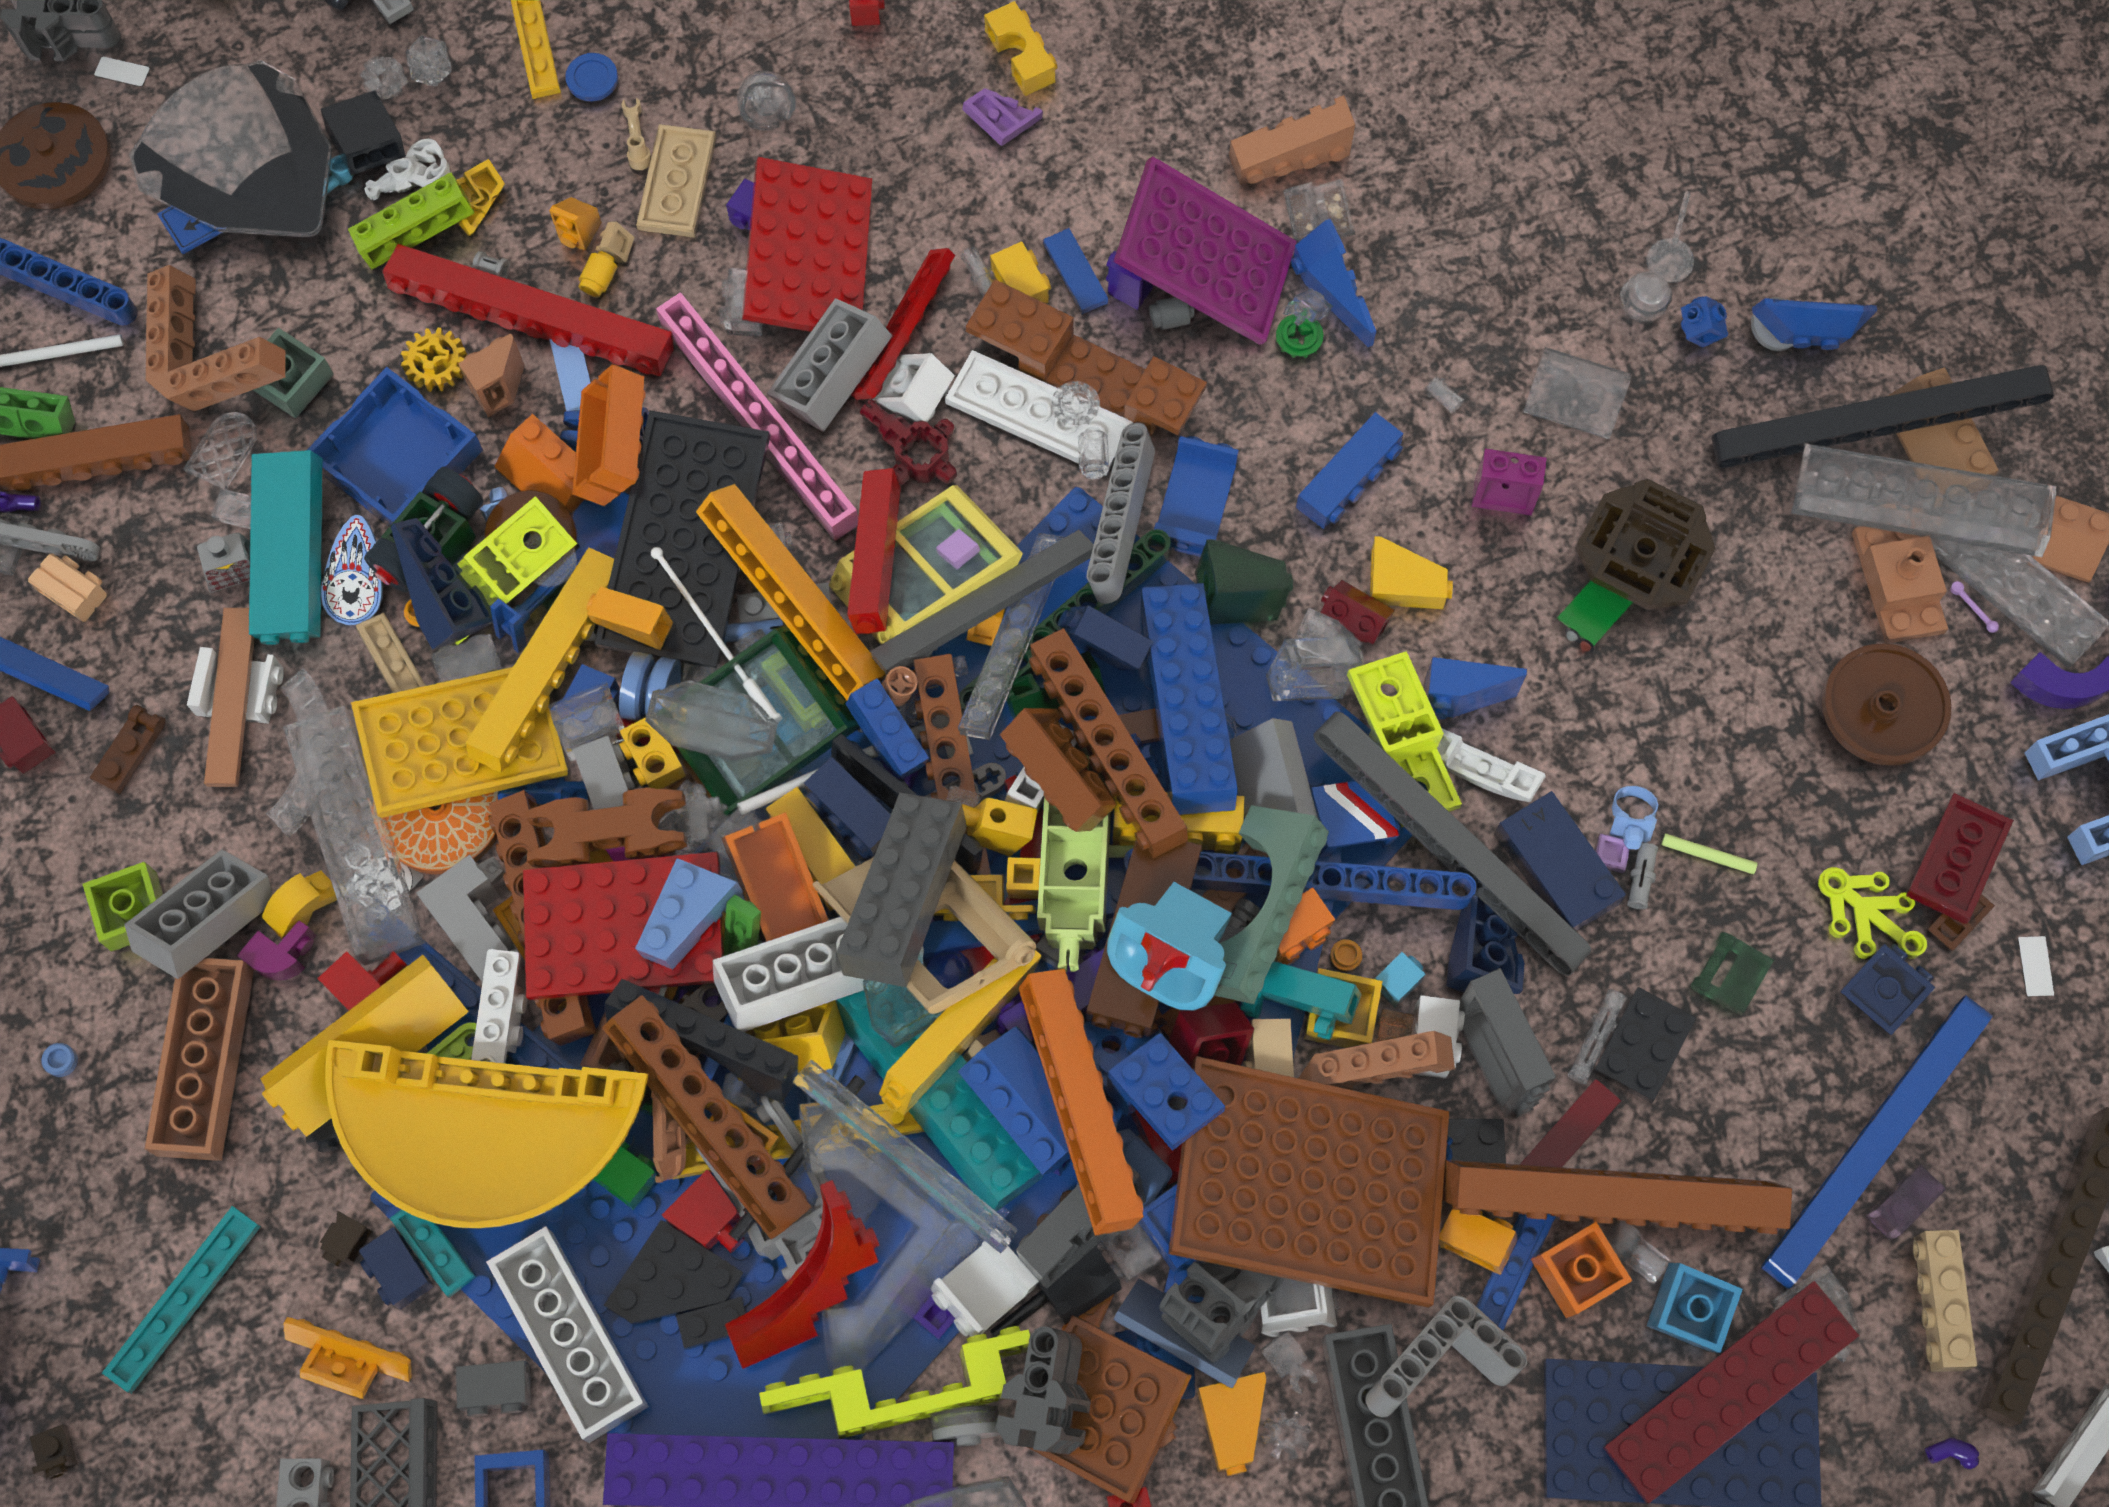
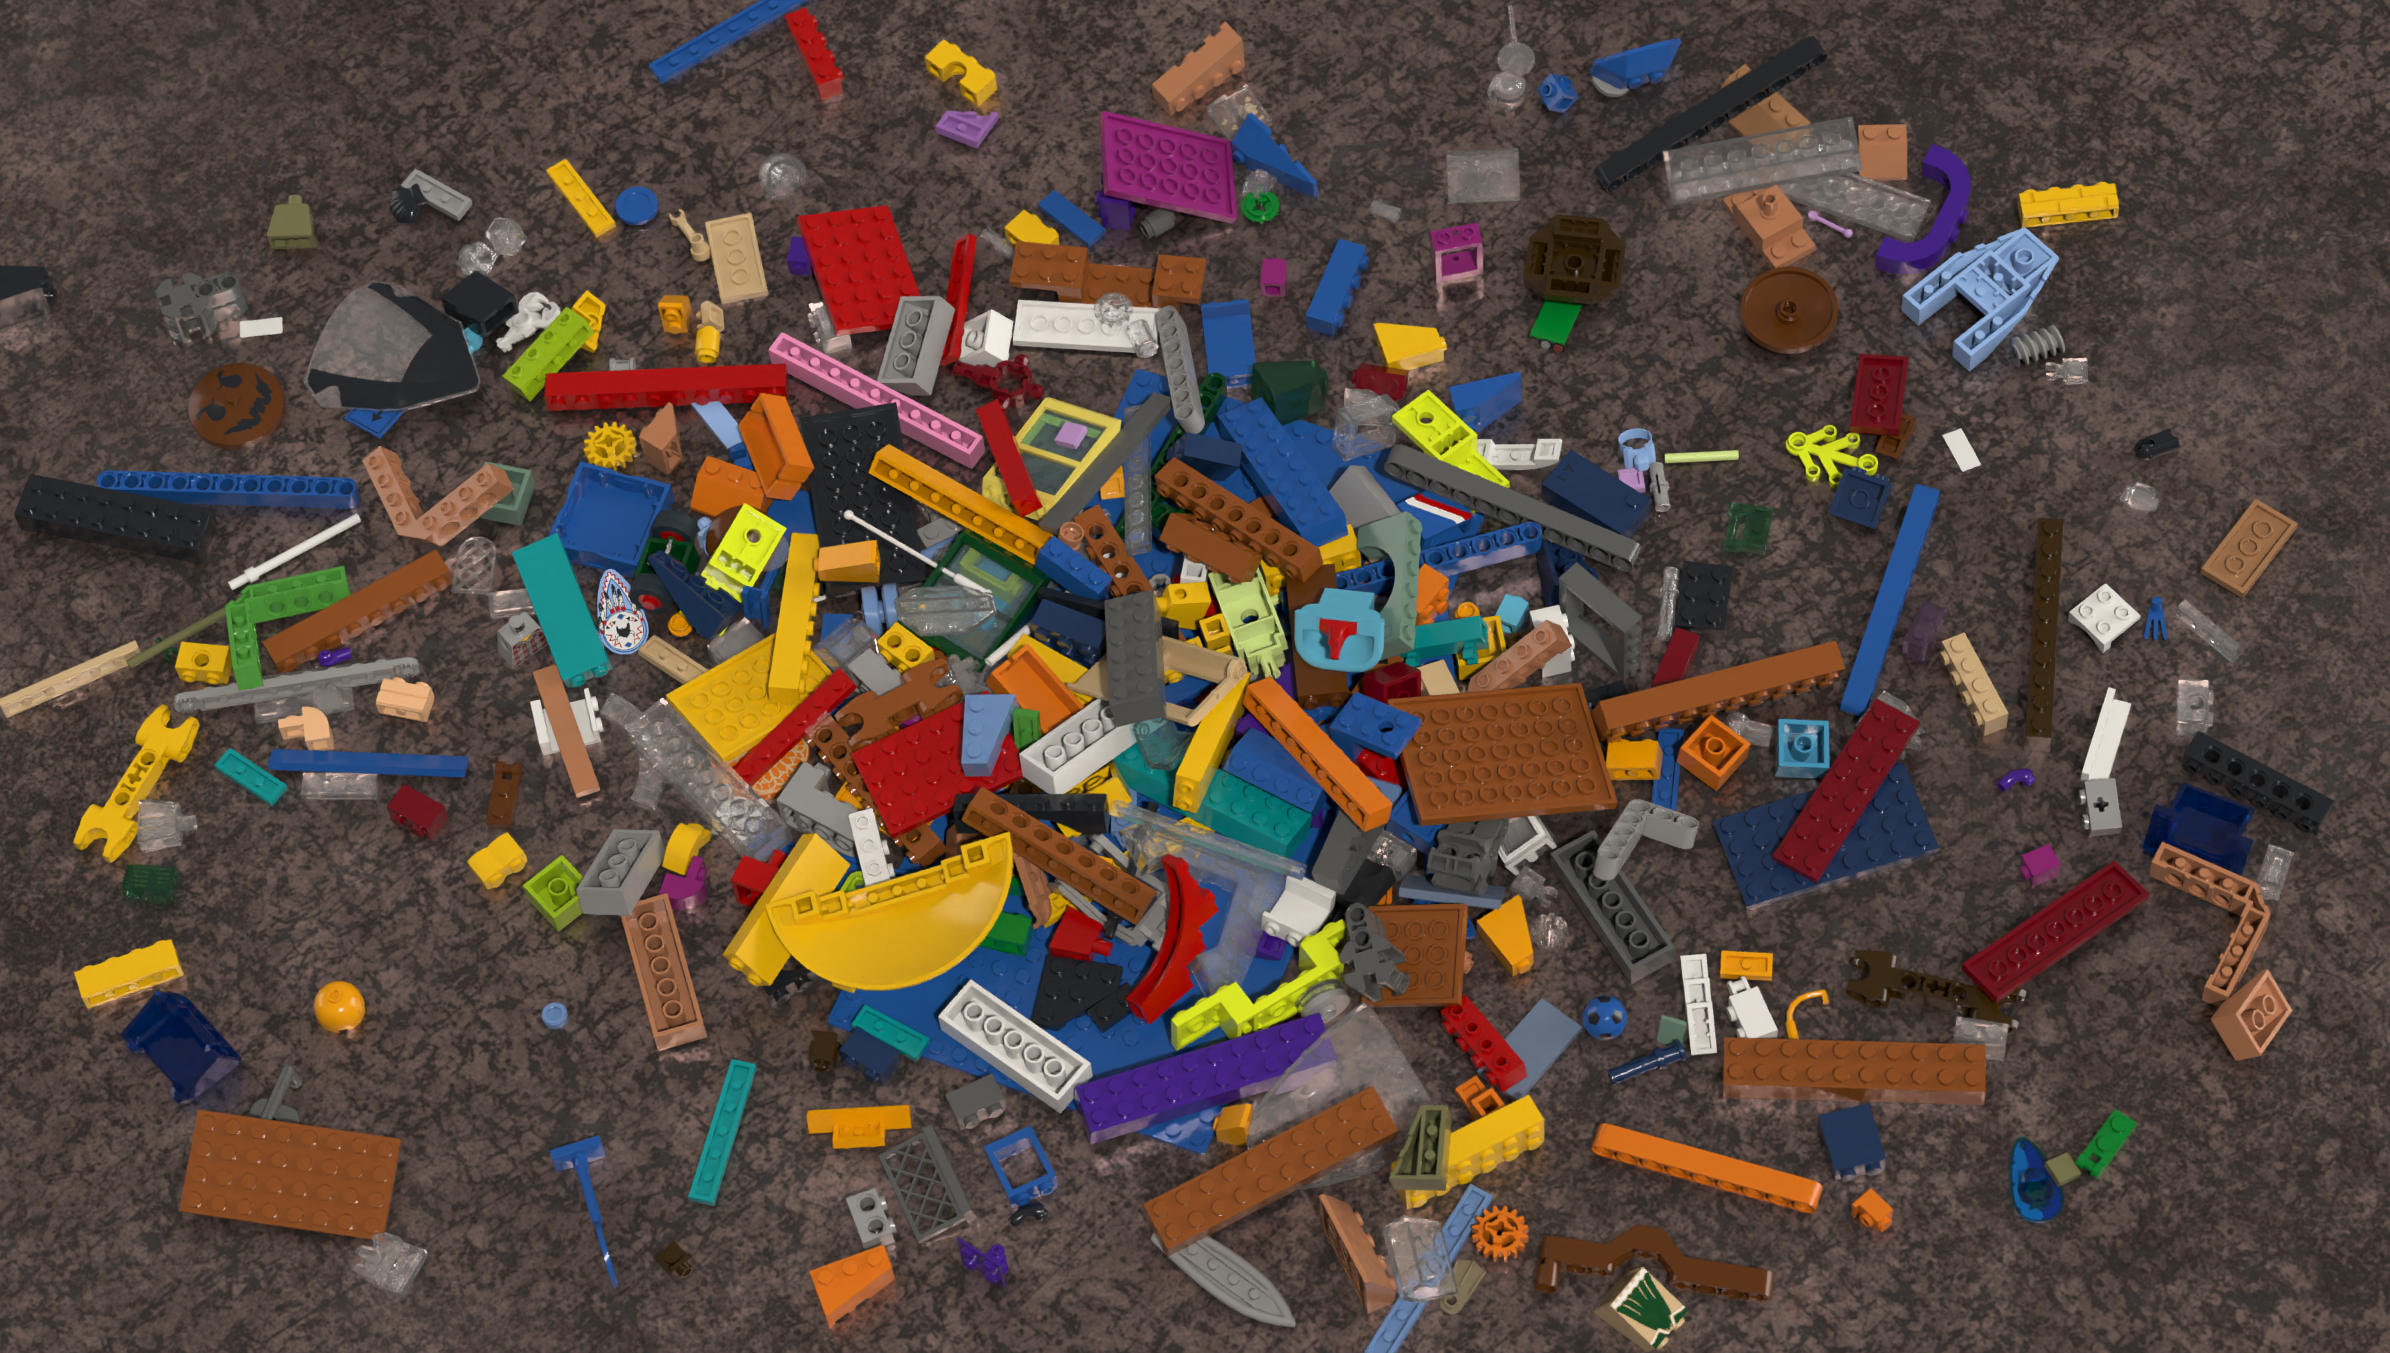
camera: 15 degrees left, 10 degrees down
(79, 834) = (497, 861): none -> yellow brick
(479, 804) = (795, 727): none -> red plate
(1280, 431) = (1273, 277): none -> magenta brick

